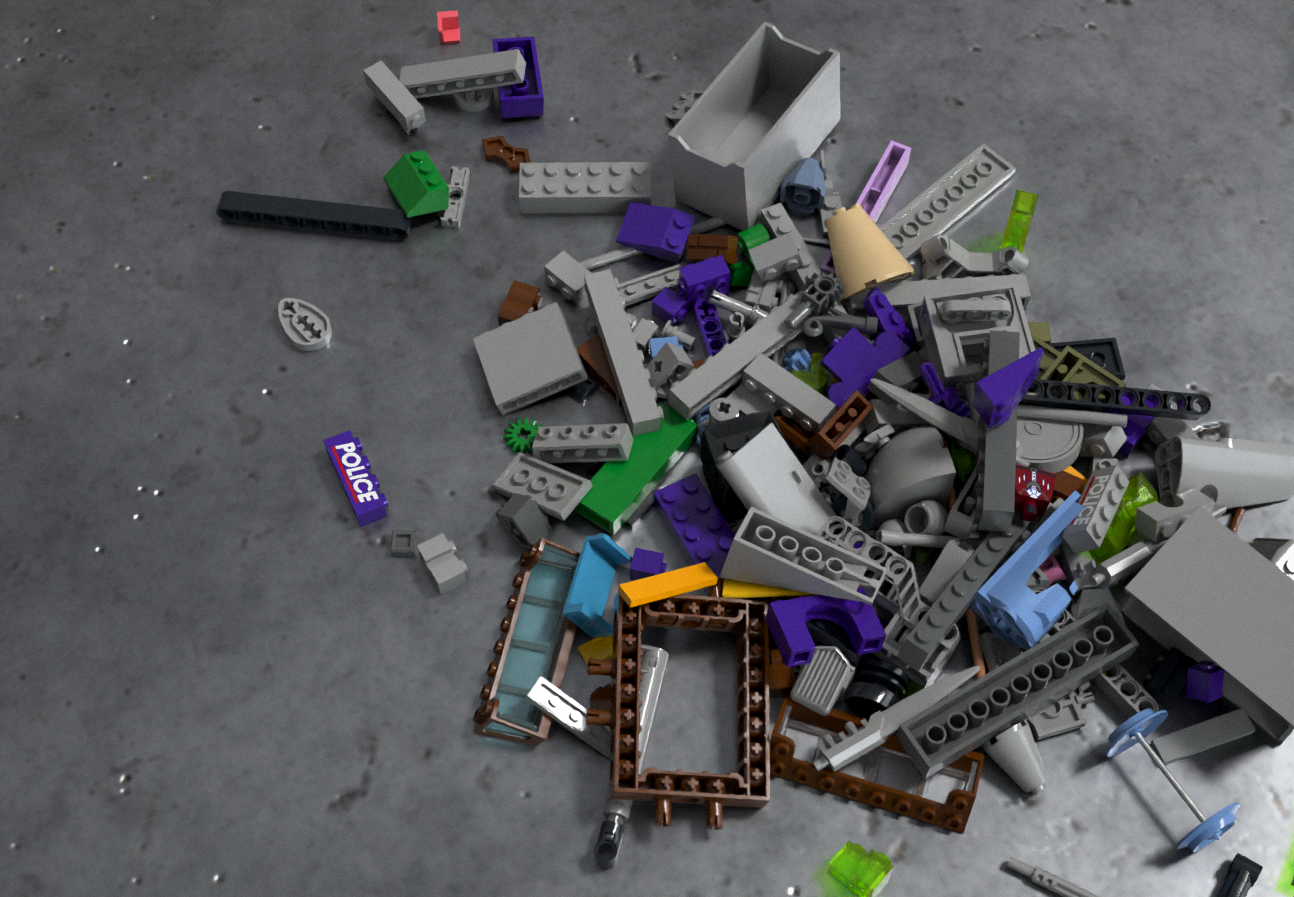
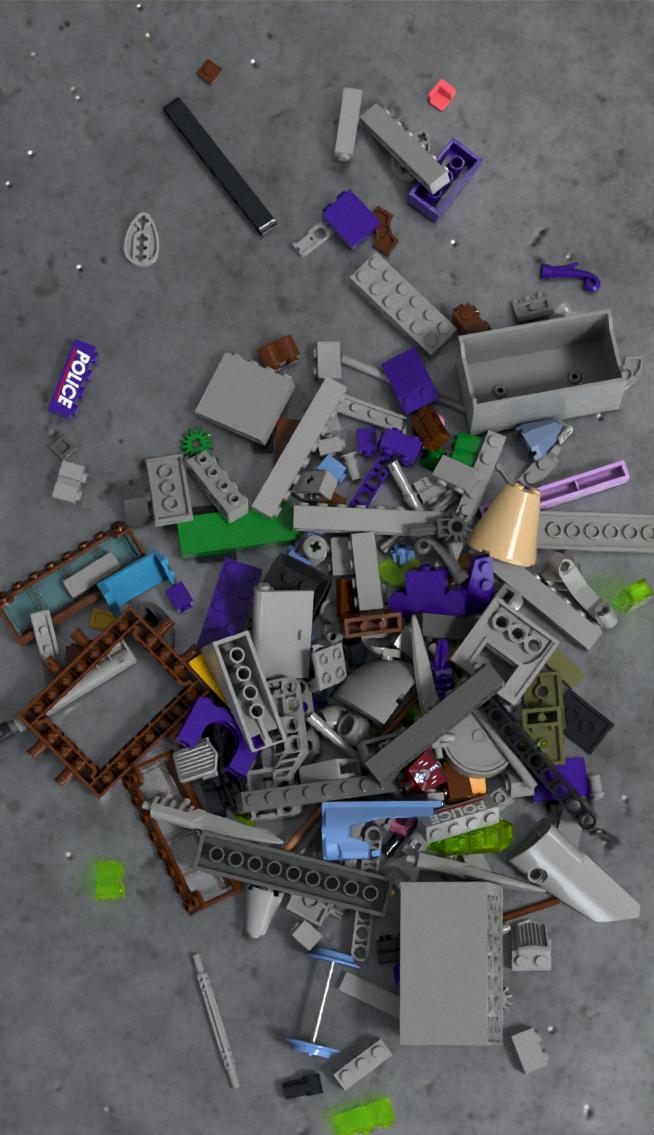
camera: 40 degrees right, 20 degrees up
(231, 160) = (209, 72): none -> reddish brown plate
(417, 185) = (298, 206): green slope -> none
(471, 160) = (350, 219): none -> dark purple brick
(547, 619) = (92, 575): none -> light grey tile
(654, 148) = (467, 320): none -> reddish brown brick
(667, 584) = (161, 628): light orange tile -> none
(673, 75) = (567, 271): none -> dark purple plant
(735, 326) = (382, 495): light grey pin -> none
(976, 310) = (511, 637): light grey beam -> none
(1003, 390) = (447, 711): dark purple slope -> none
(1086, 738) = (306, 935): none -> light grey brick
(1162, 522) = (482, 864): light grey arch -> none
(1263, 805) = (362, 1064): none -> light grey brick

